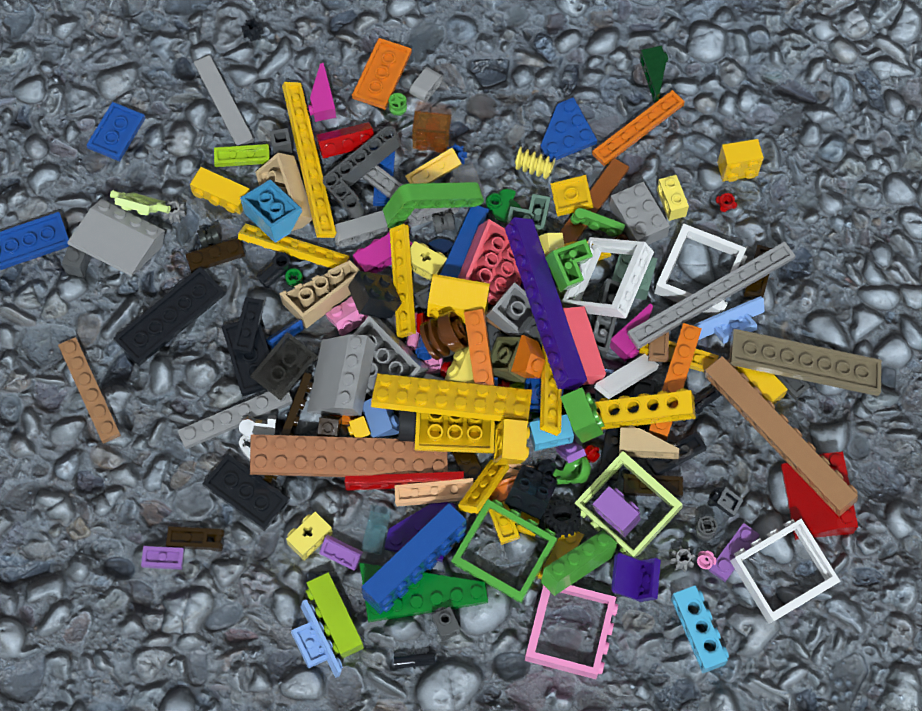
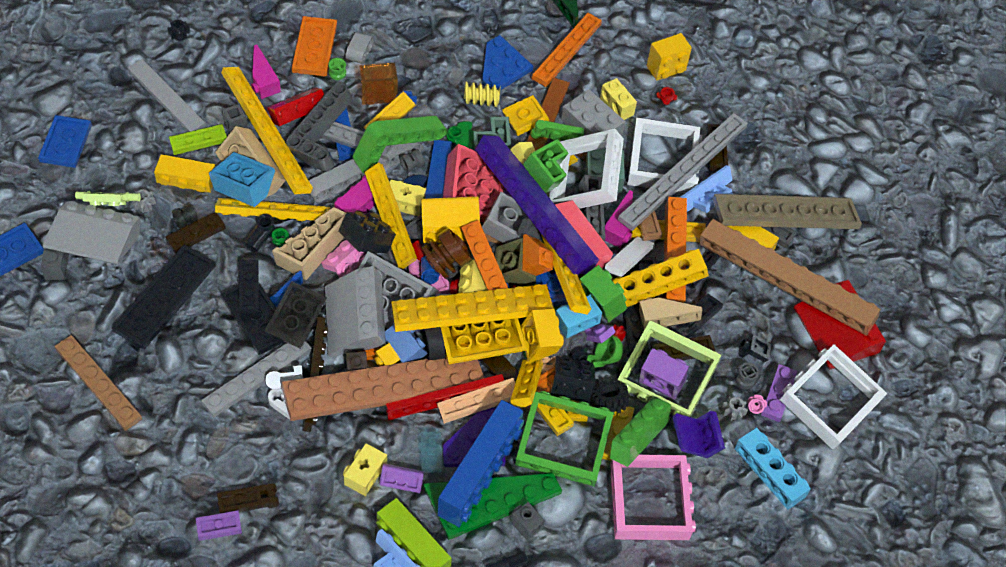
camera: 20 degrees left, 10 degrees down
(246, 492) = (288, 443): black plate -> none

